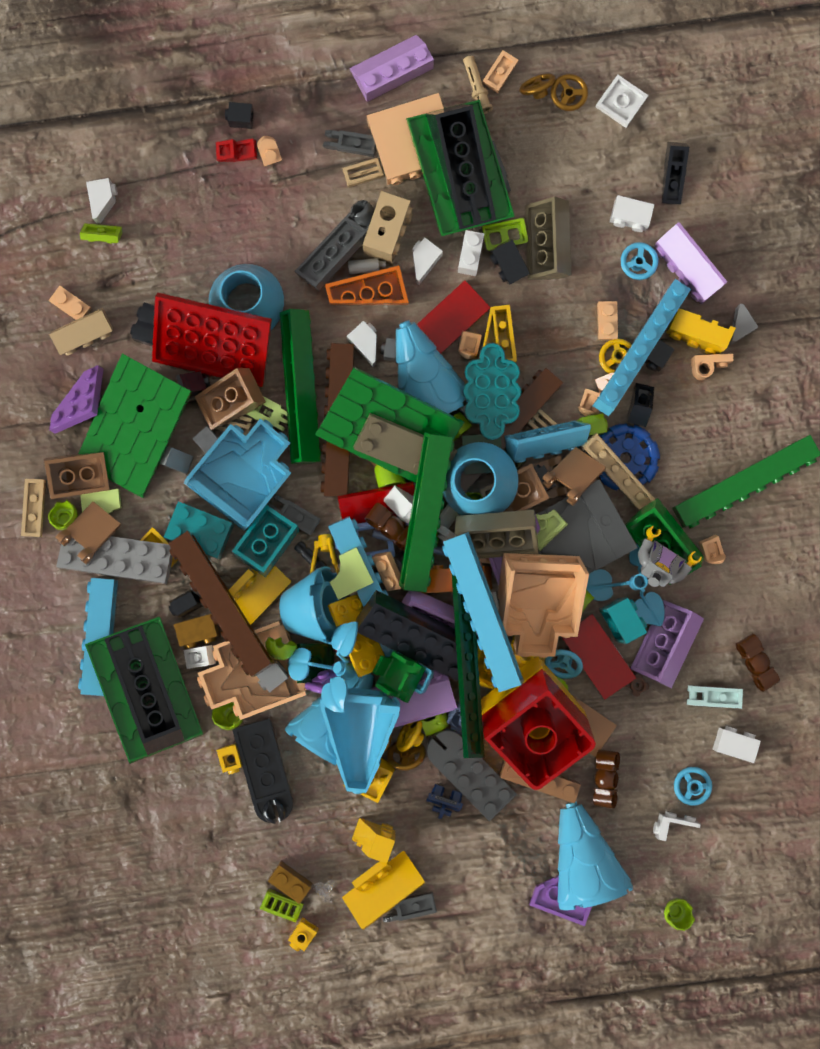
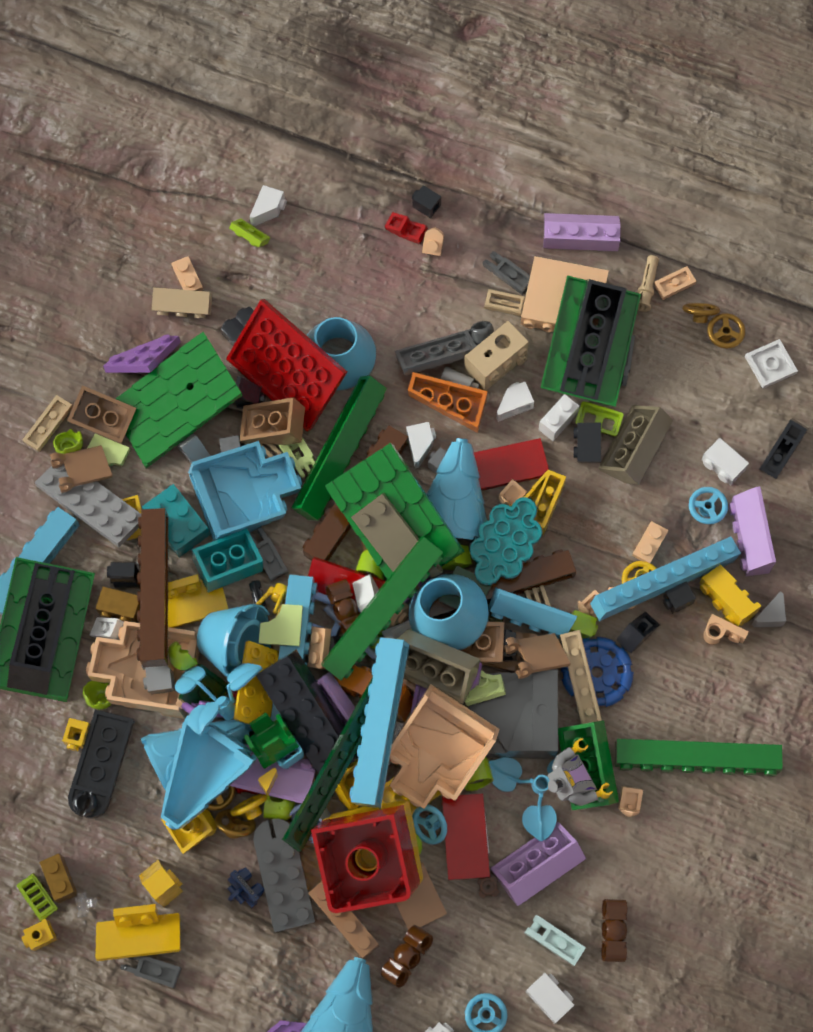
camera: 35 degrees right, 15 degrees down
(416, 711) = (267, 780): none -> yellow slope
(623, 620) = (506, 811): teal brick -> none

